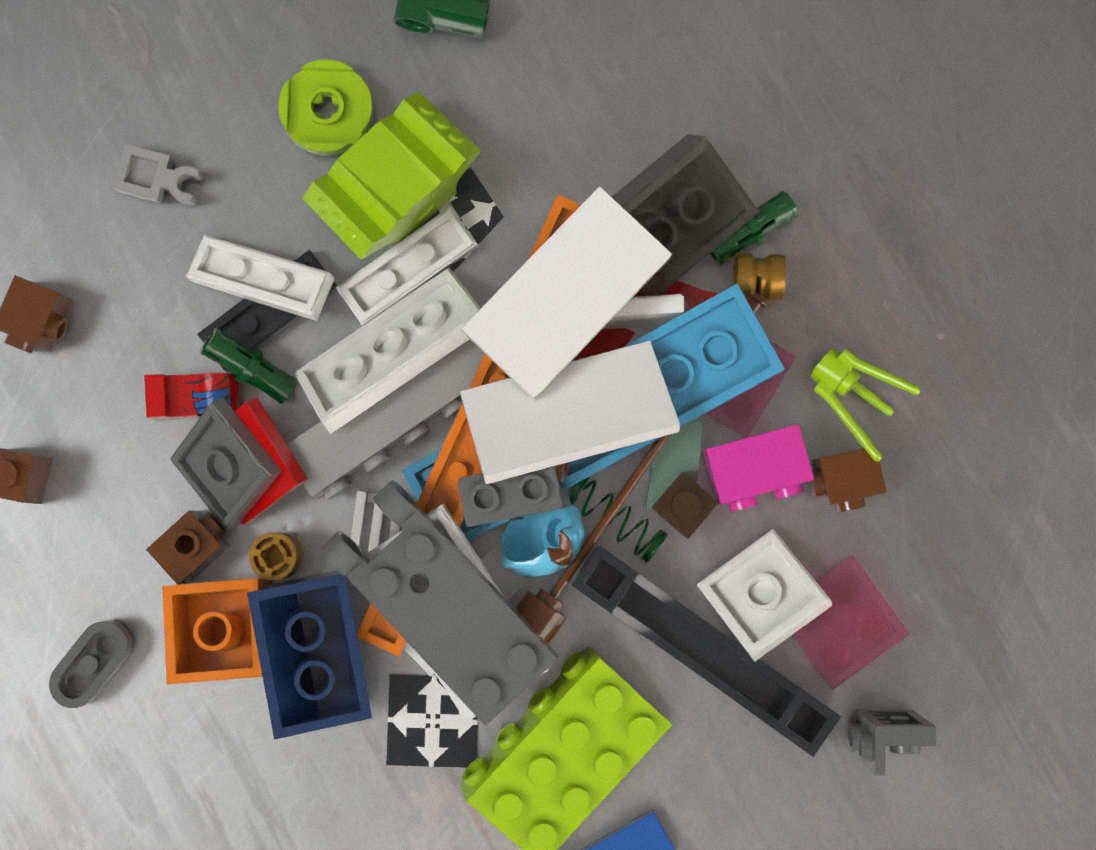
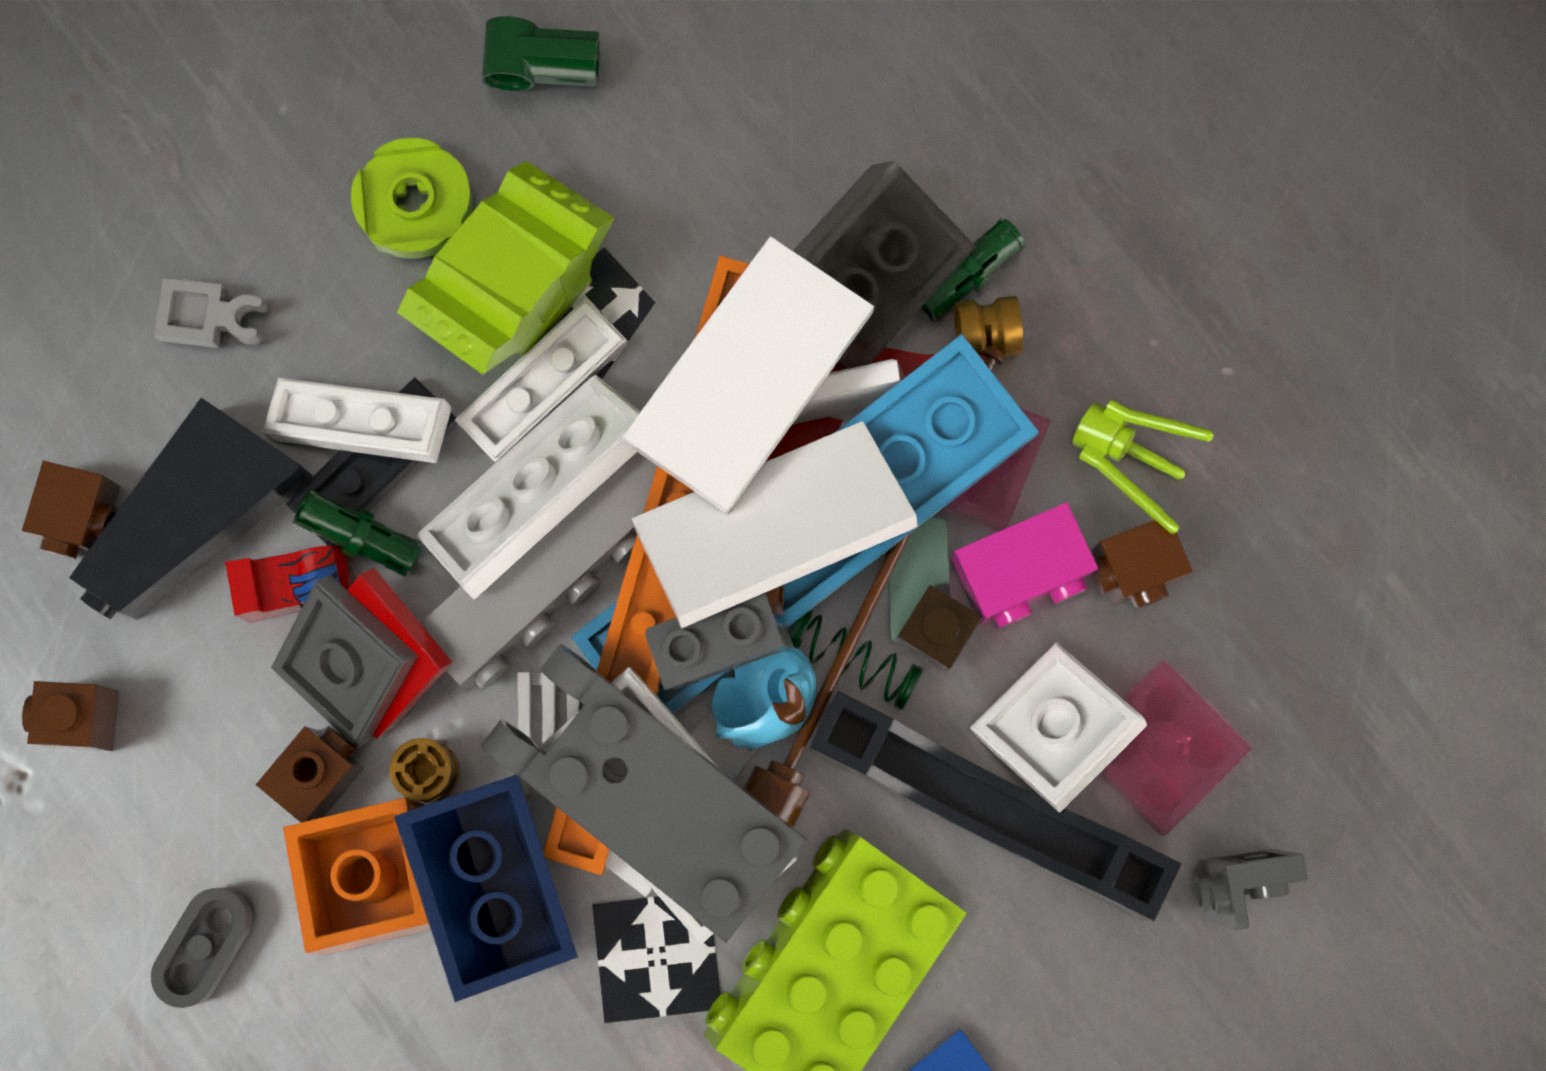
camera: 10 degrees left, 5 degrees down
(119, 328) = (185, 511): none -> black slope

